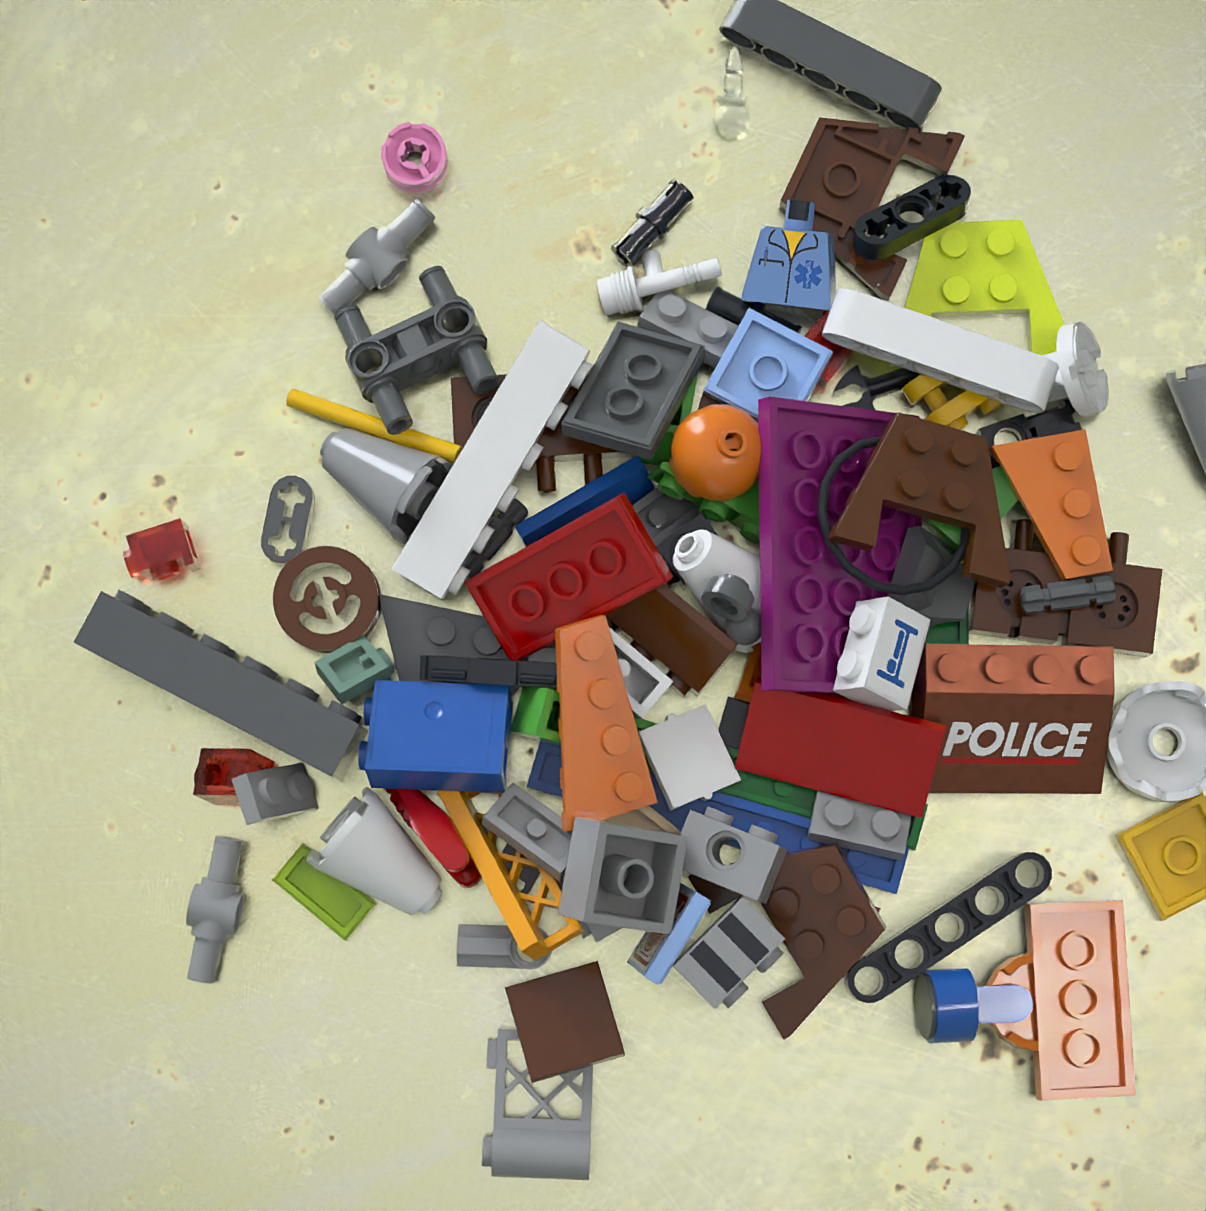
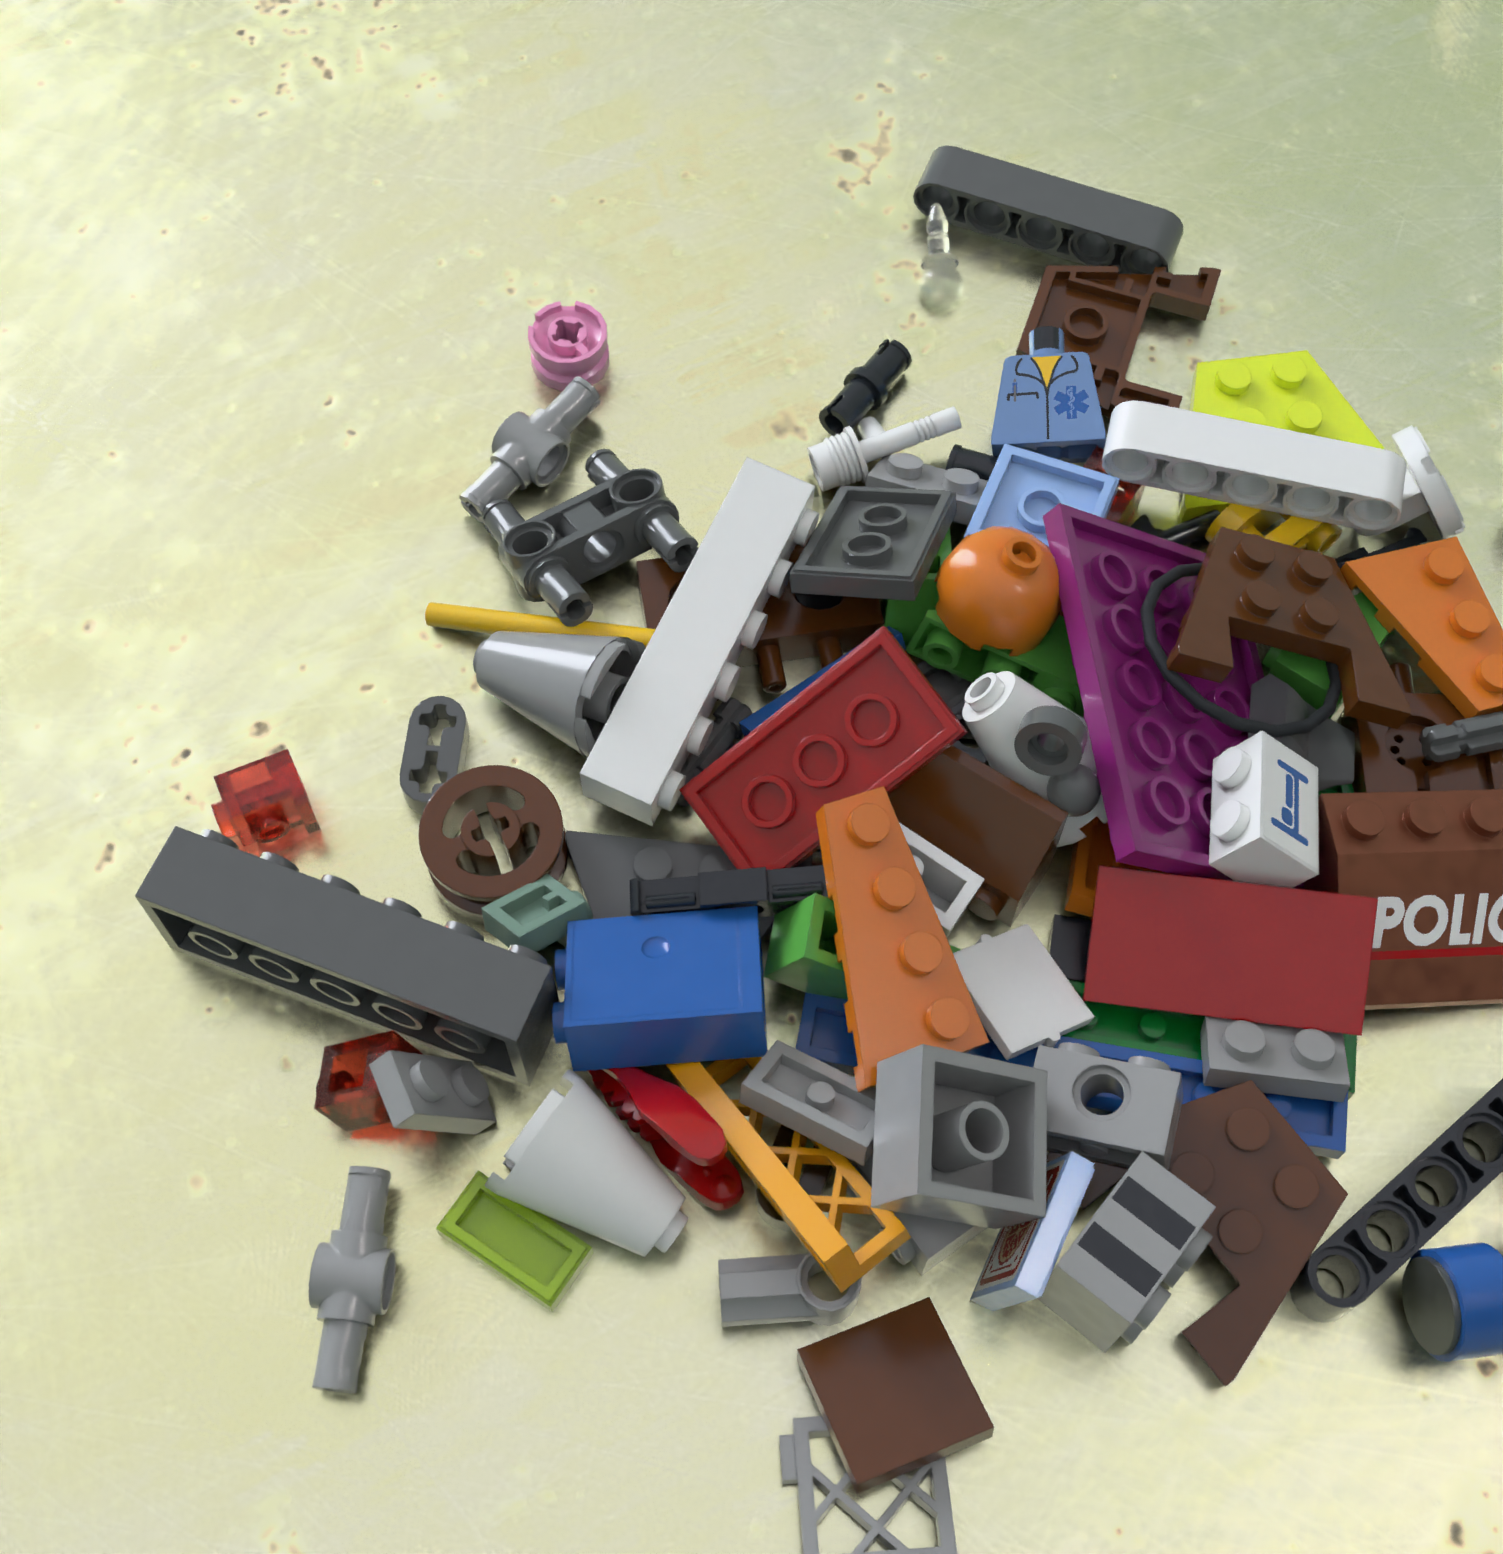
camera: 10 degrees left, 20 degrees down
(903, 233) = (1177, 350): black beam -> none

